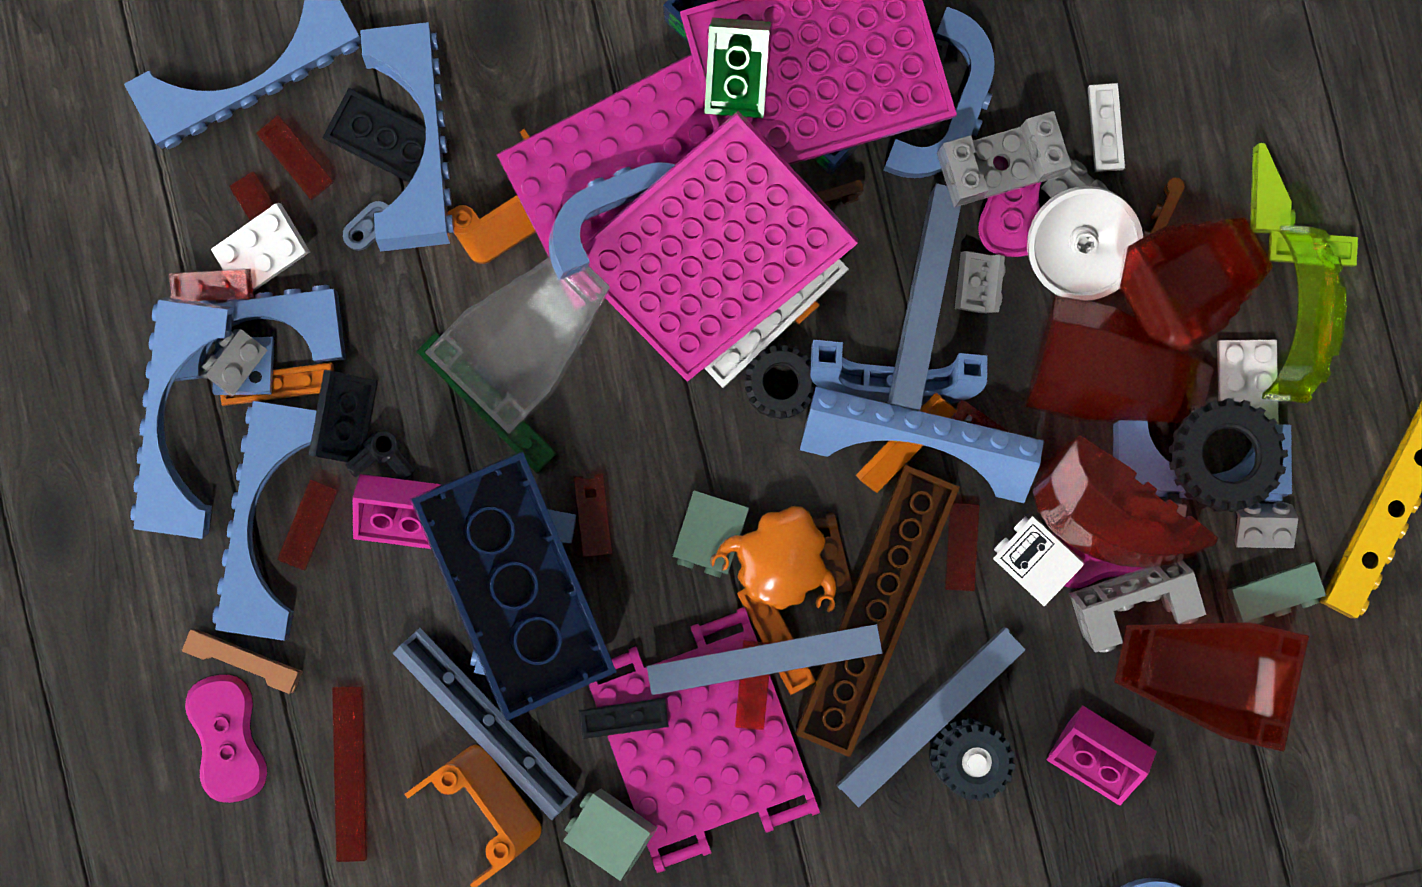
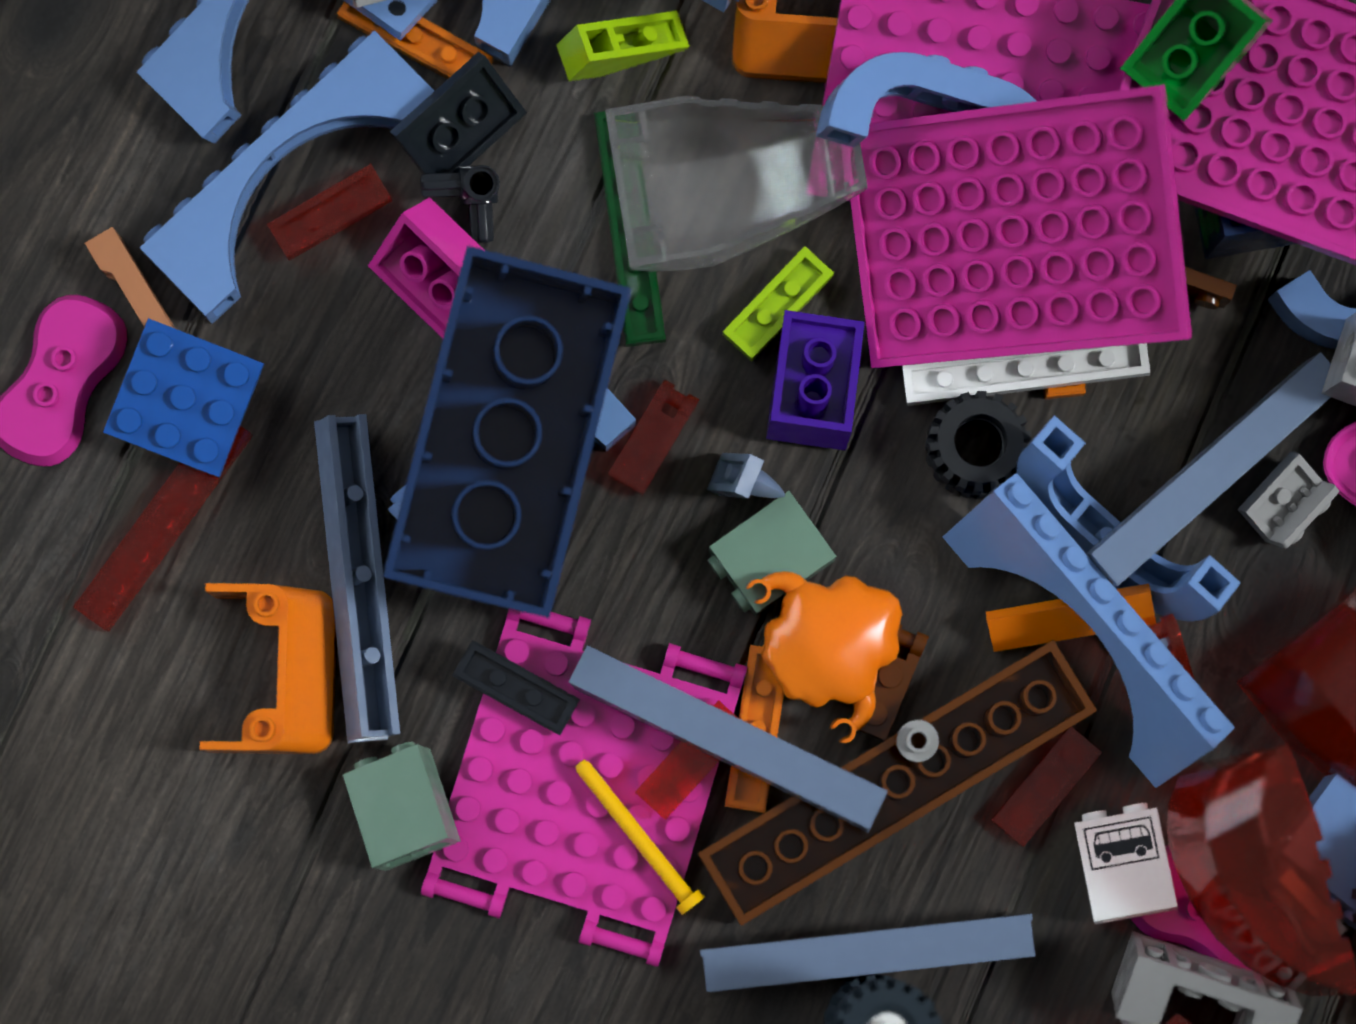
camera: 35 degrees right, 5 degrees down
(308, 697) = (183, 398): none -> blue plate
(401, 299) = (621, 43): none -> lime slope
(606, 384) = (787, 291): none -> lime plate
(661, 414) = (815, 380): none -> dark purple slope
(662, 503) = (742, 476): none -> sand blue tile
(807, 763) = (639, 837): none -> yellow bar
(862, 580) = (904, 744): none -> light grey plate

